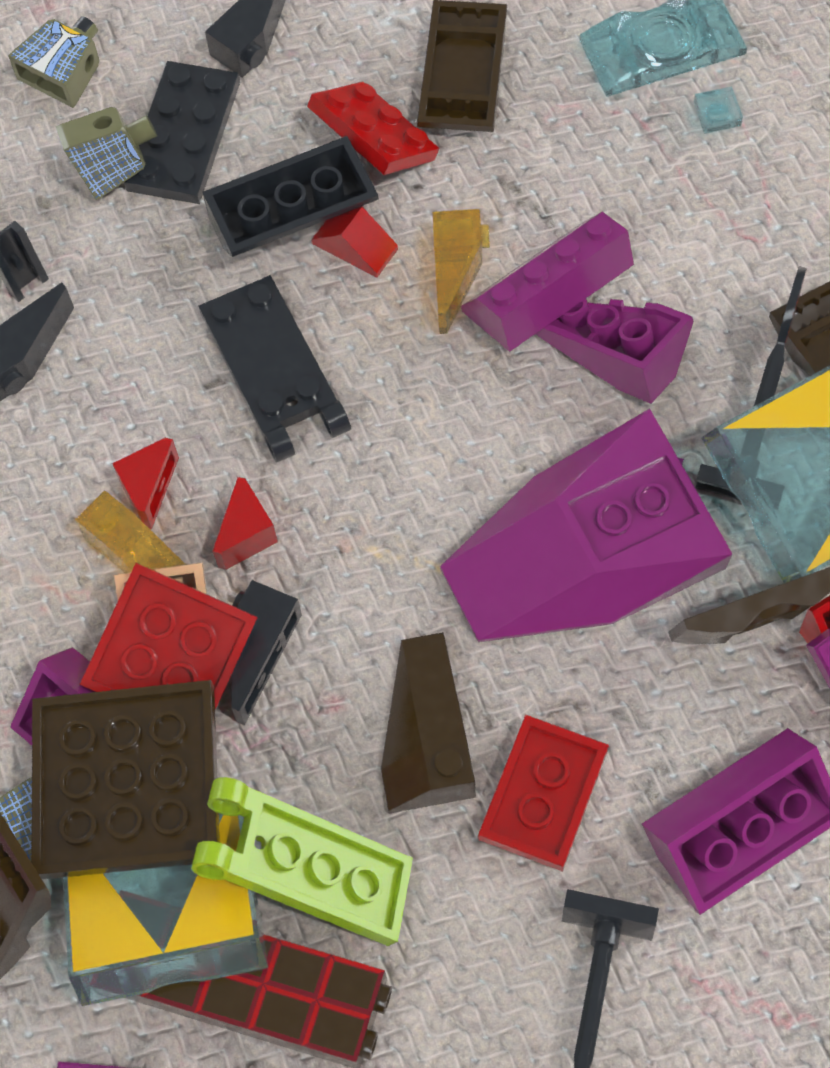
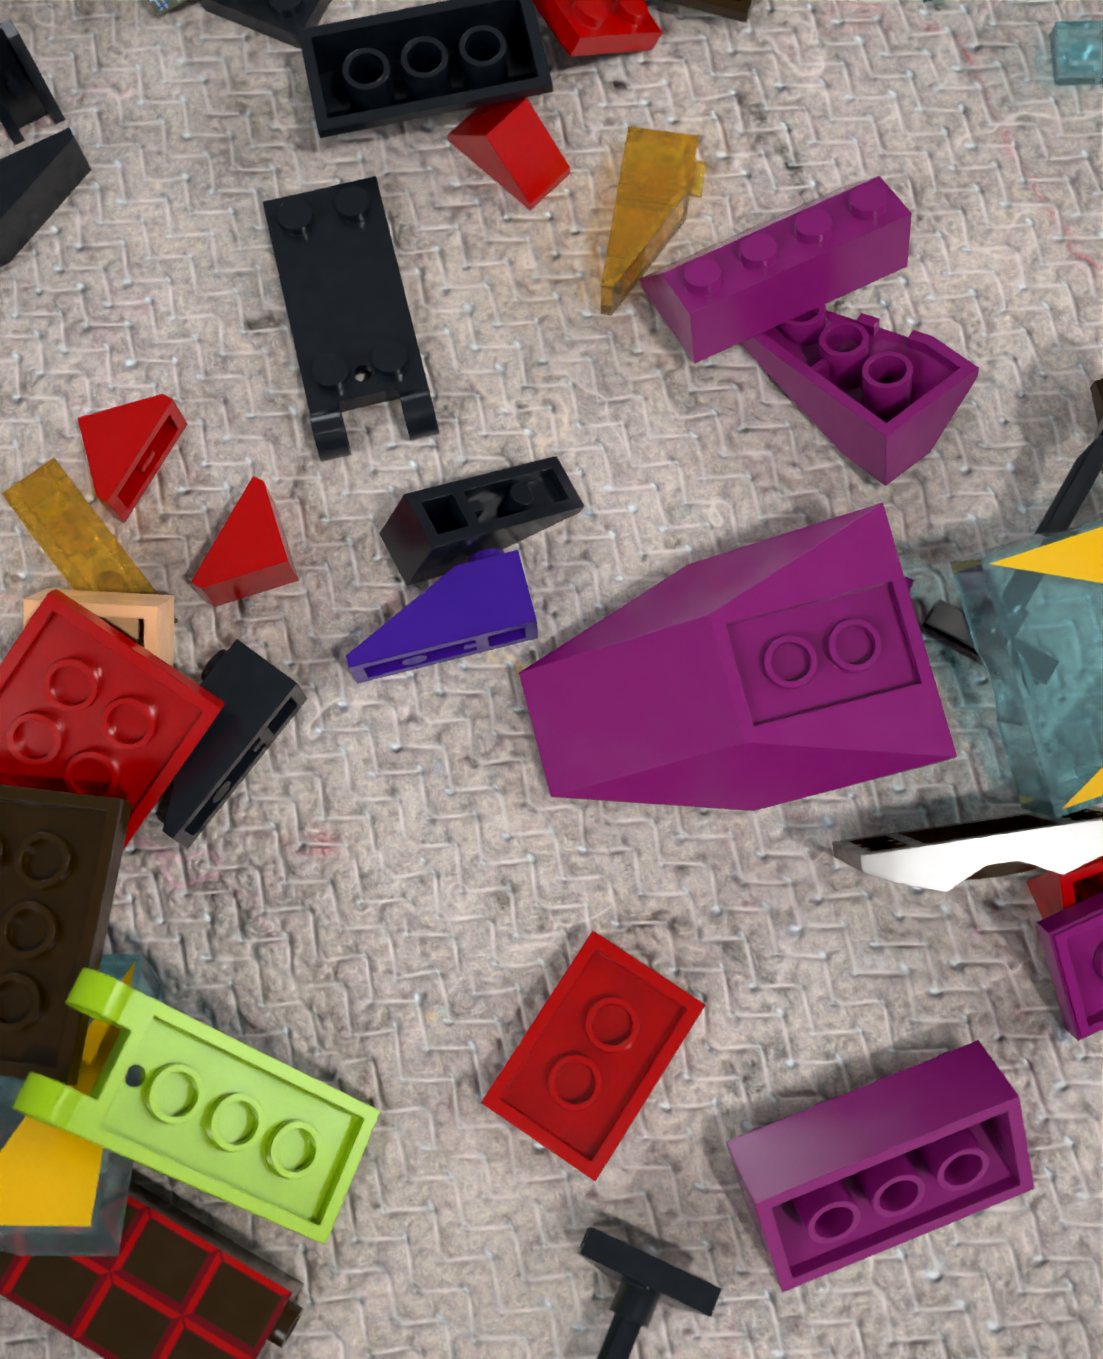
camera: 10 degrees right, 10 degrees up
(388, 476) = (454, 520): none -> black slope
(395, 537) = (460, 615): none -> dark purple slope
(425, 740) = (440, 930): dark brown wedge -> none

